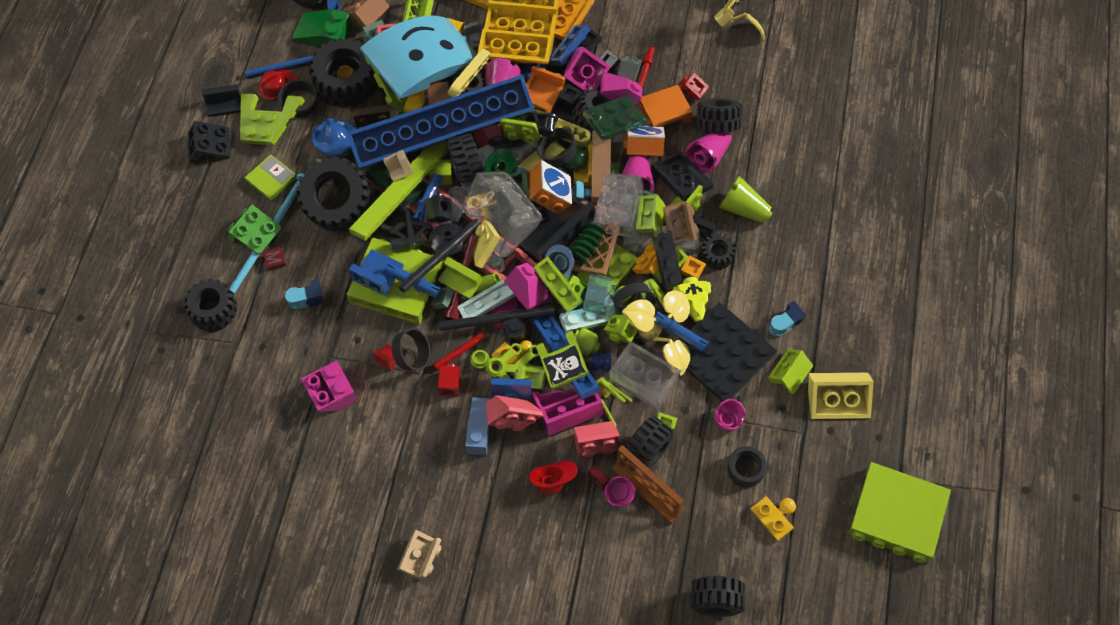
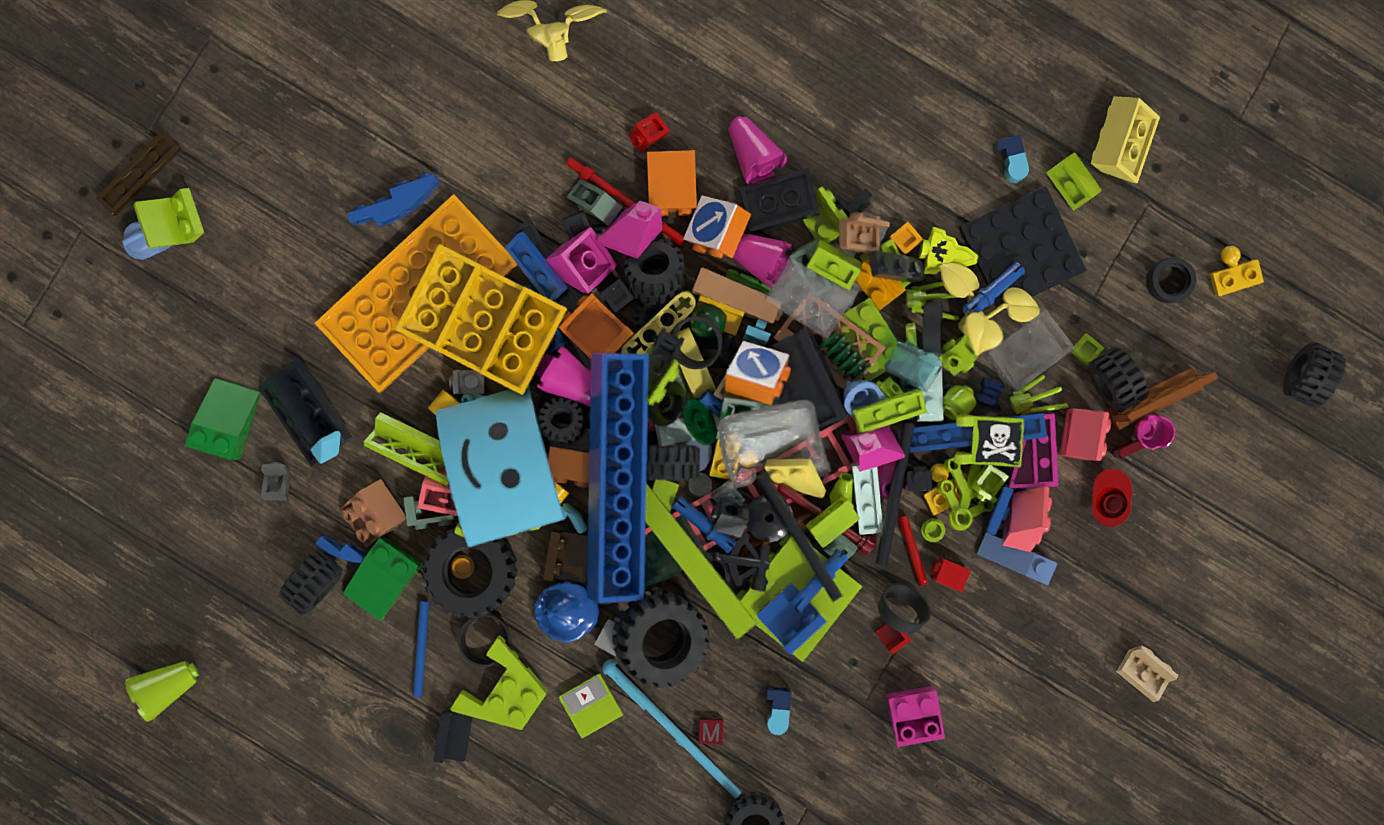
camera: 70 degrees left, 25 degrees up
(208, 140) = (511, 769): black bracket -> none
(253, 229) = (666, 748): bright green bracket -> none
(272, 82) = (446, 659): red piece -> none
(398, 165) = (659, 548): tan panel -> none
(469, 73) = (557, 417): light yellow beam -> none
(615, 117) = (684, 254): clear green plate -> none
(719, 115) = (715, 120): black tyre -> none
(721, 242) = (904, 189): black tyre -> none
(729, 415) = (1108, 275): dark pink hair -> none
(746, 202) = (843, 140): lime cone -> none
(900, 513) = (1284, 137): lime panel -> none

